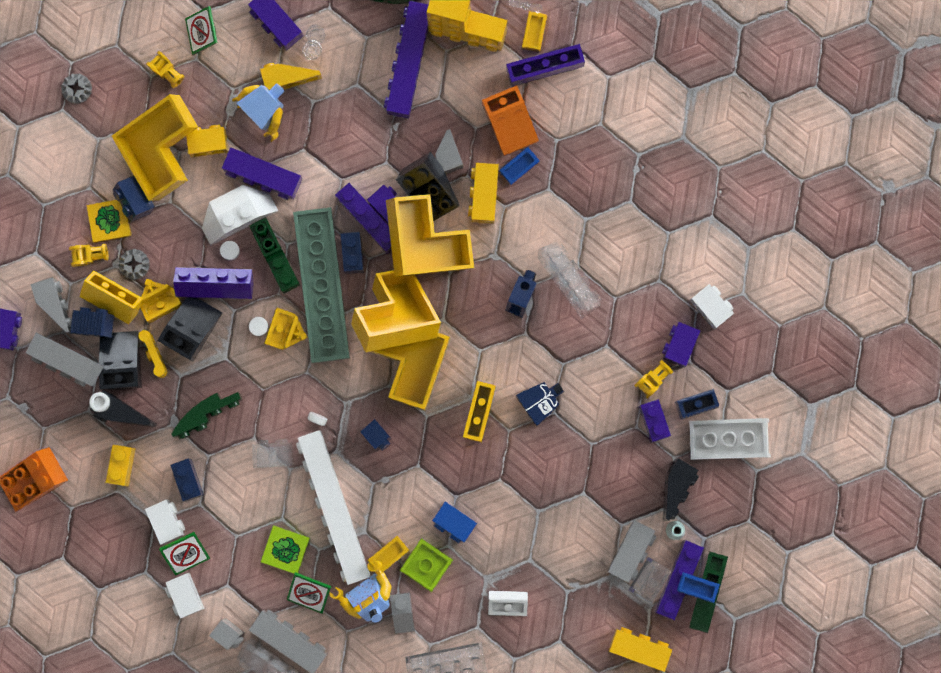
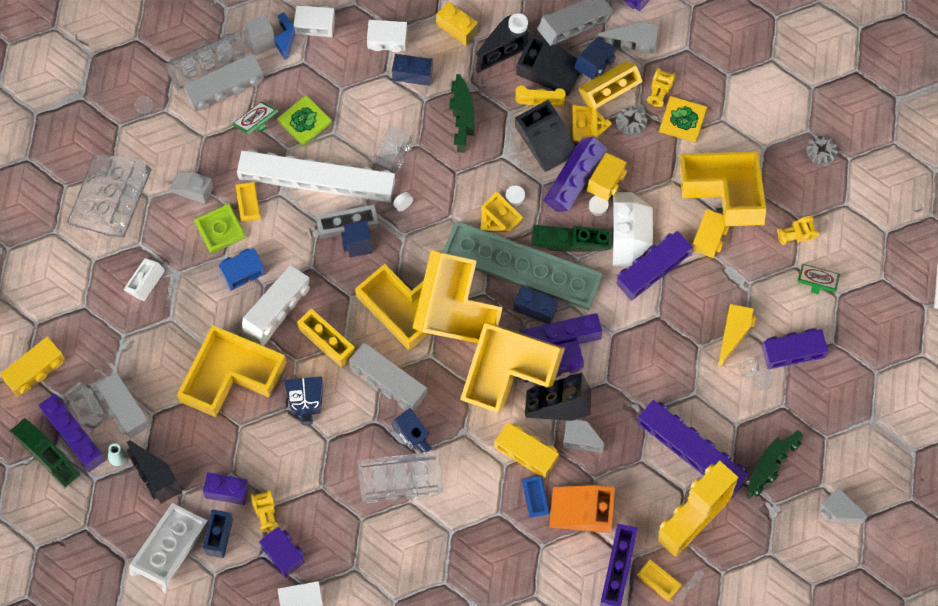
camera: 115 degrees right, 15 degrees down
(132, 199) = (690, 143): dark blue brick -> none
(184, 553) = (350, 36): piece -> none
(201, 255) = (607, 176): none -> yellow brick
(220, 611) = (285, 39): none -> blue slope
(262, 107) = (714, 291): light blue torso -> none
(364, 454) = (333, 223): none -> light grey brick
(369, 597) = (220, 162): torso -> none
(474, 472) = (274, 306): none -> white wedge
(483, 342) = (388, 377): none -> light grey brick
(547, 487) = (225, 361): none -> yellow piece
(698, 587) = (52, 437): blue tile -> none

